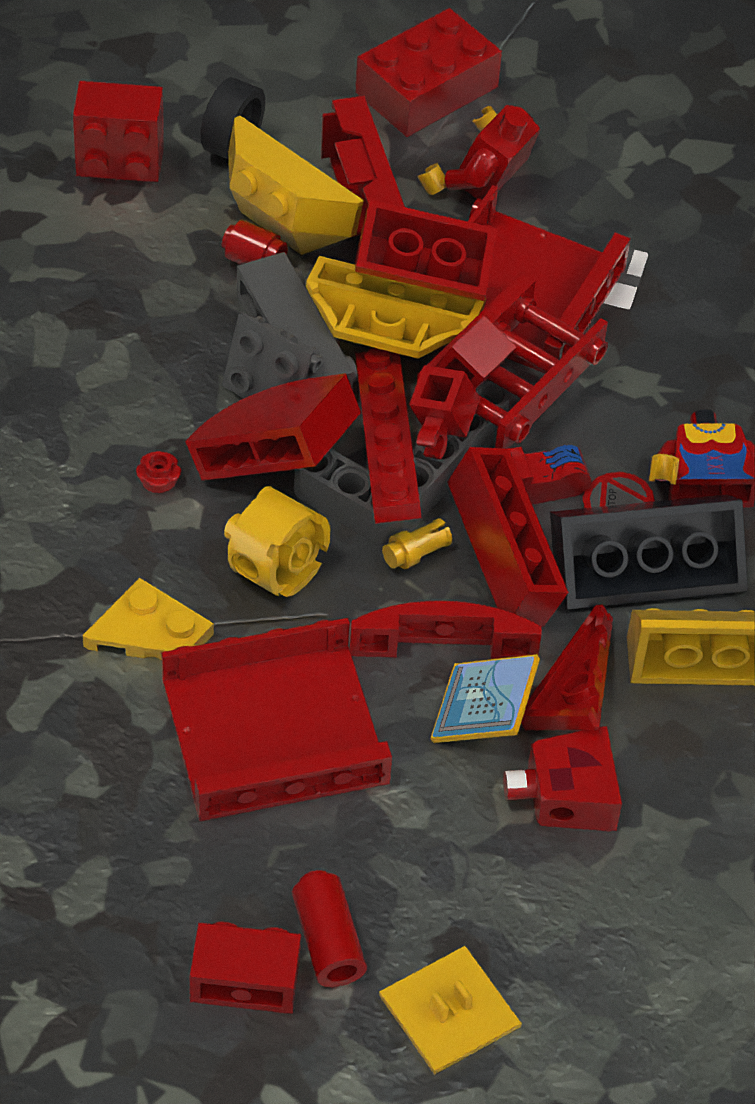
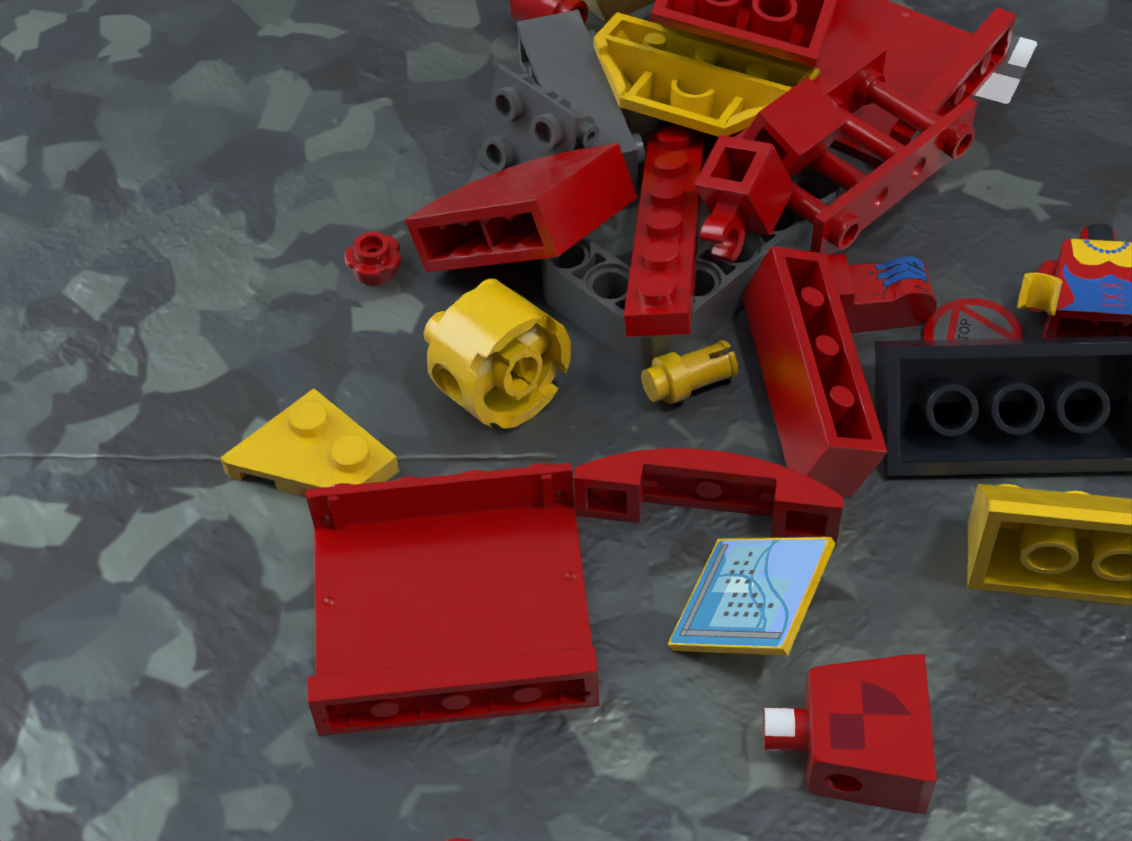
camera: 15 degrees right, 0 degrees up
(574, 686) = (883, 589): red wing -> none

